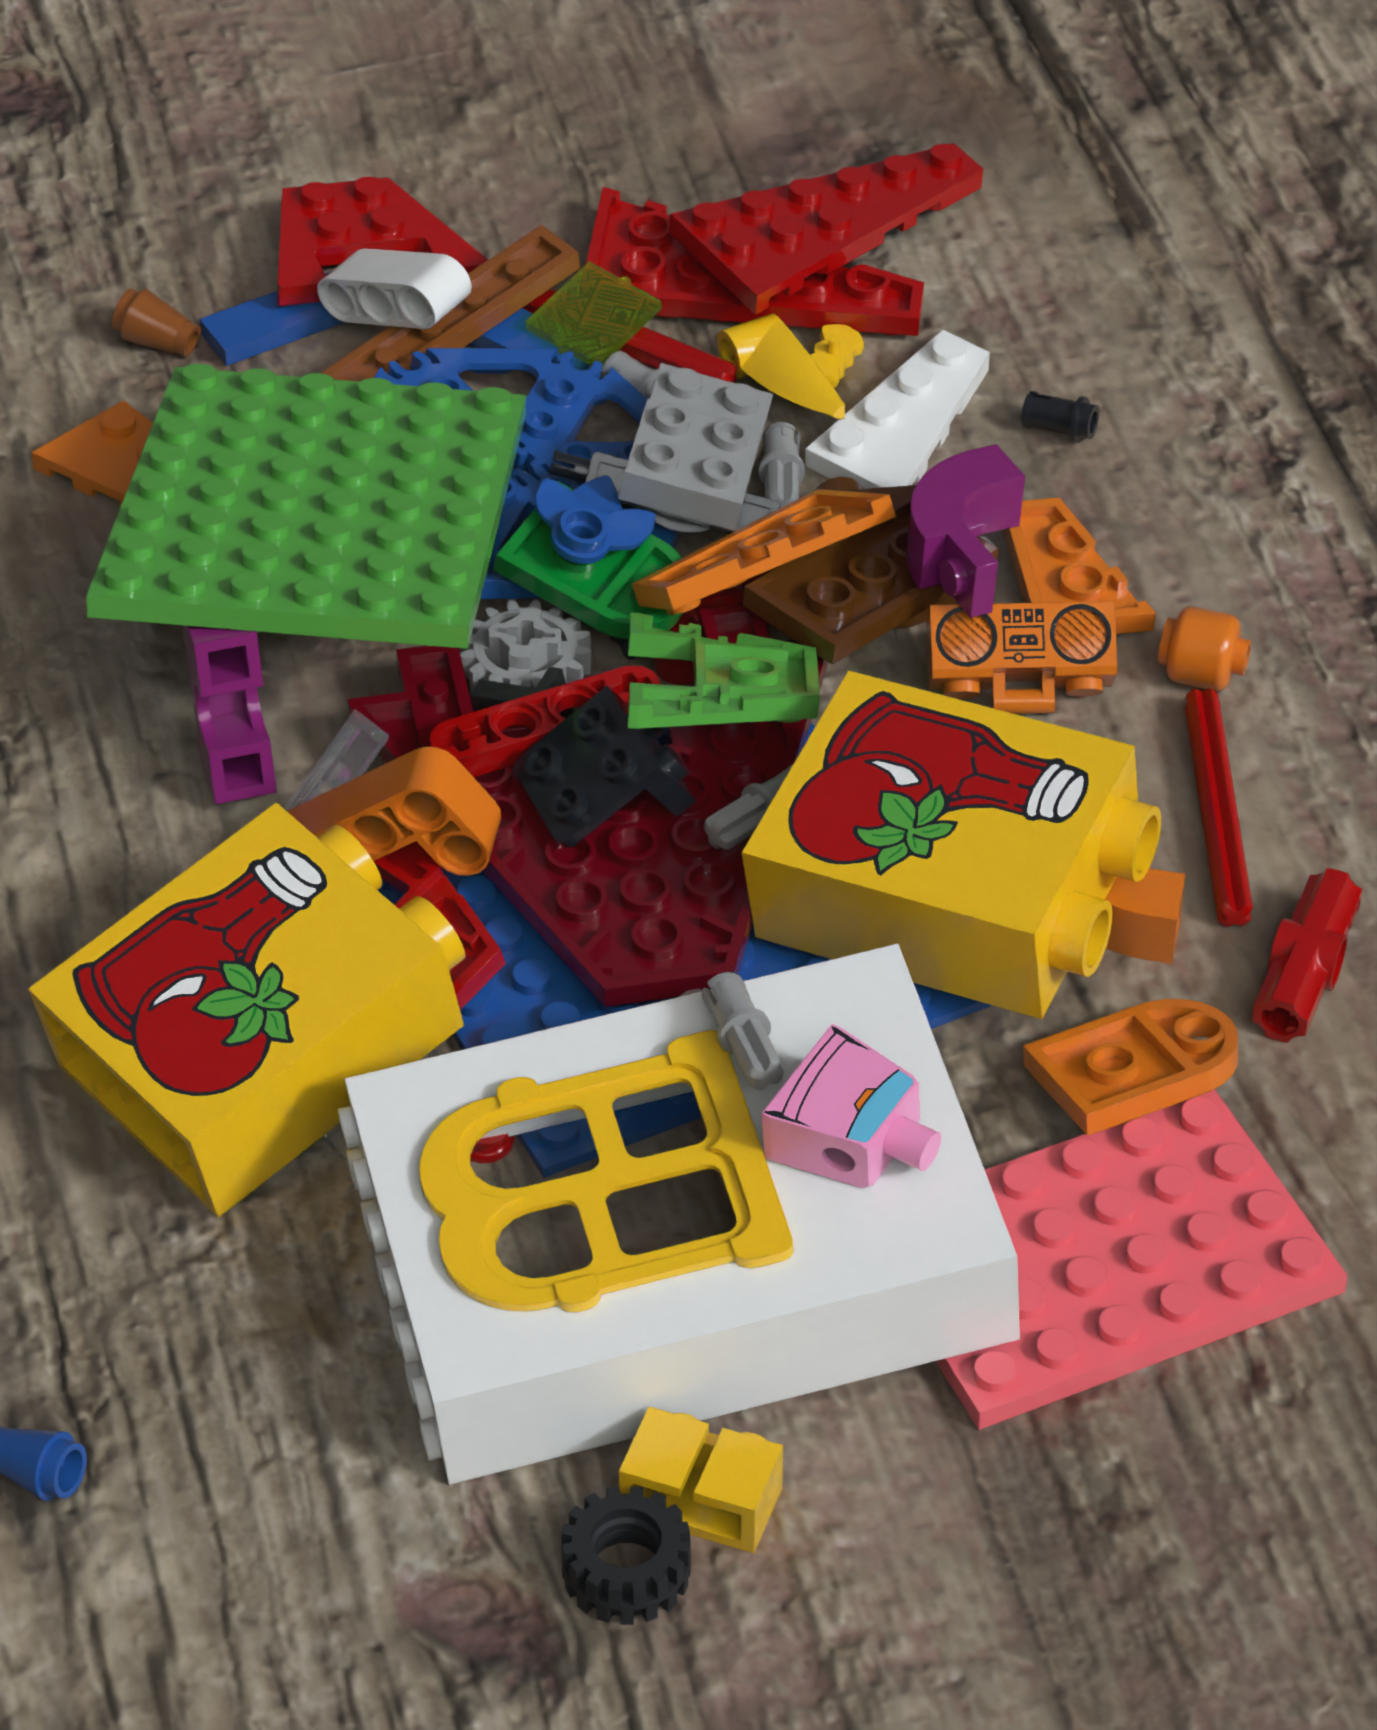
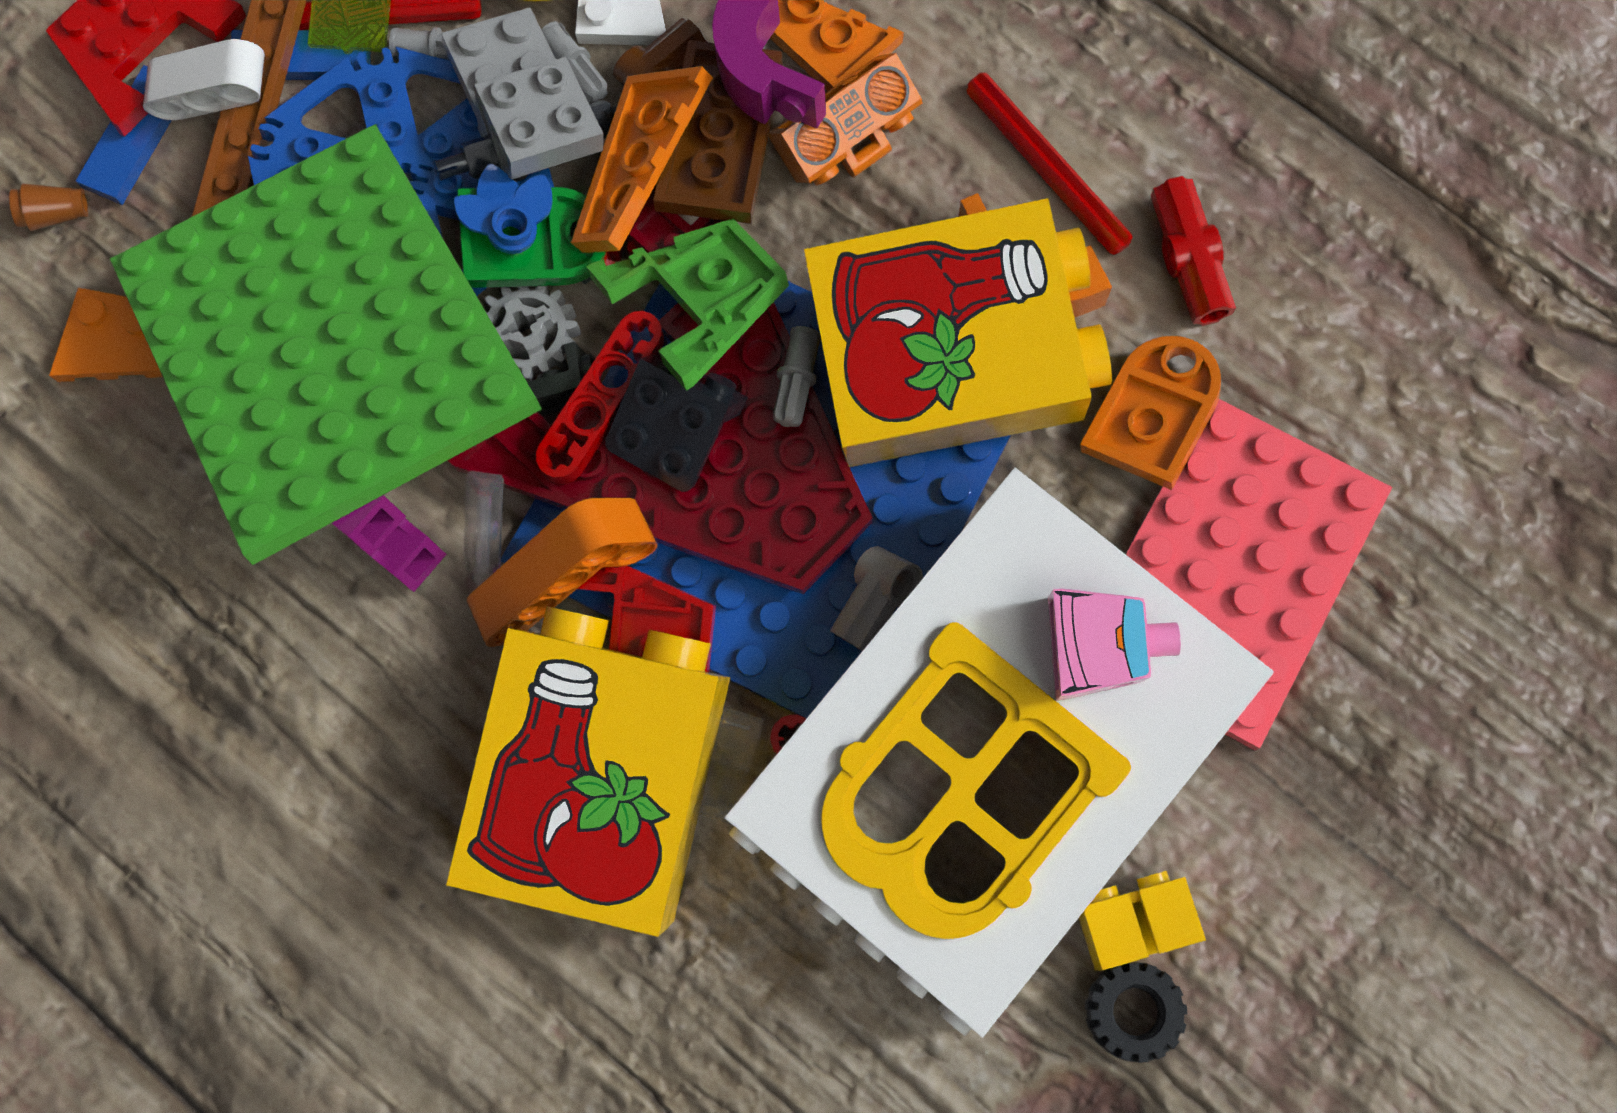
camera: 30 degrees left, 30 degrees up
(743, 1030) = (978, 617): light grey axle -> none
(1203, 648) = (954, 42): orange head -> none

